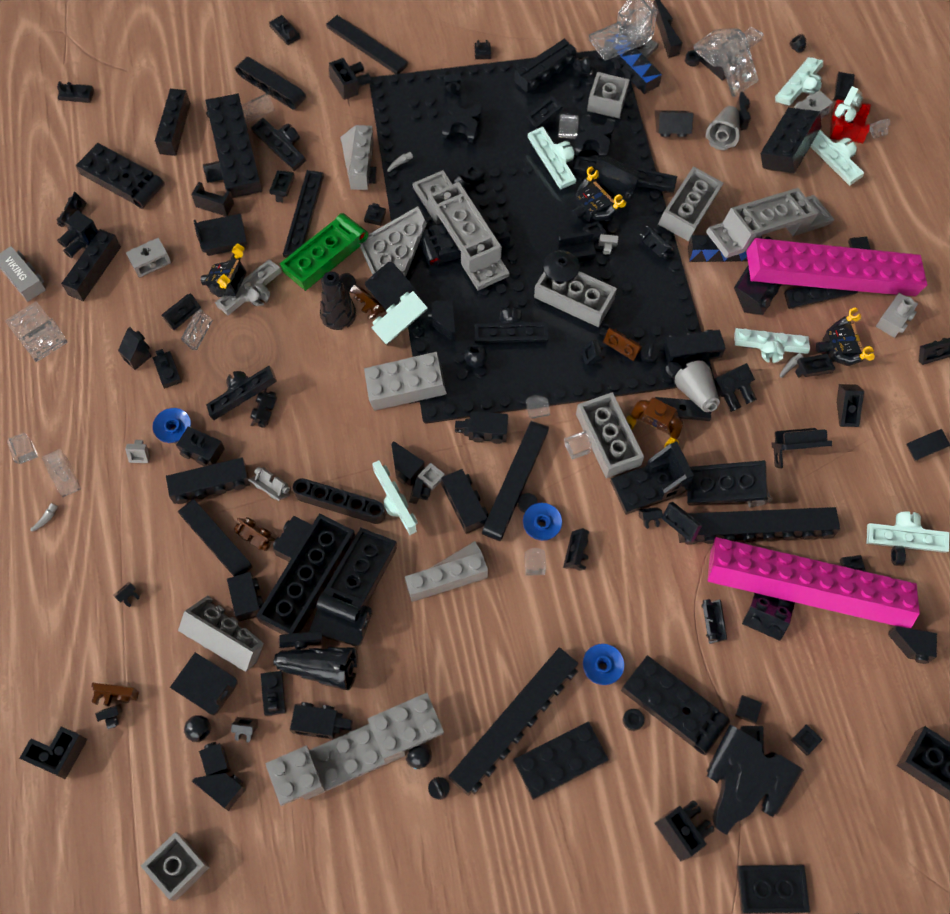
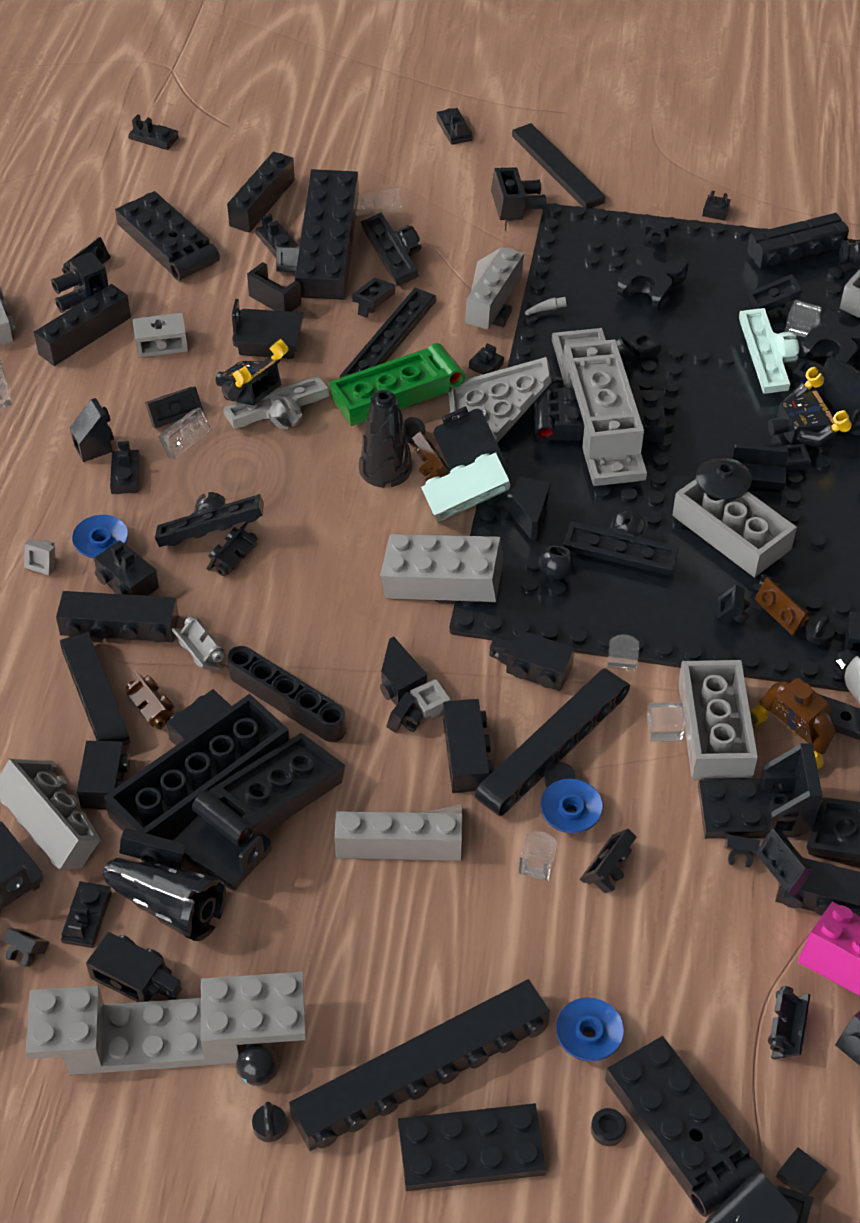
camera: 20 degrees right, 15 degrees down
(196, 155) = (273, 235): none -> black plate
(270, 83) = (410, 178): black beam -> none
(394, 502) = (364, 718): light aqua plate -> none
(608, 242) = (808, 472): light grey tile -> none

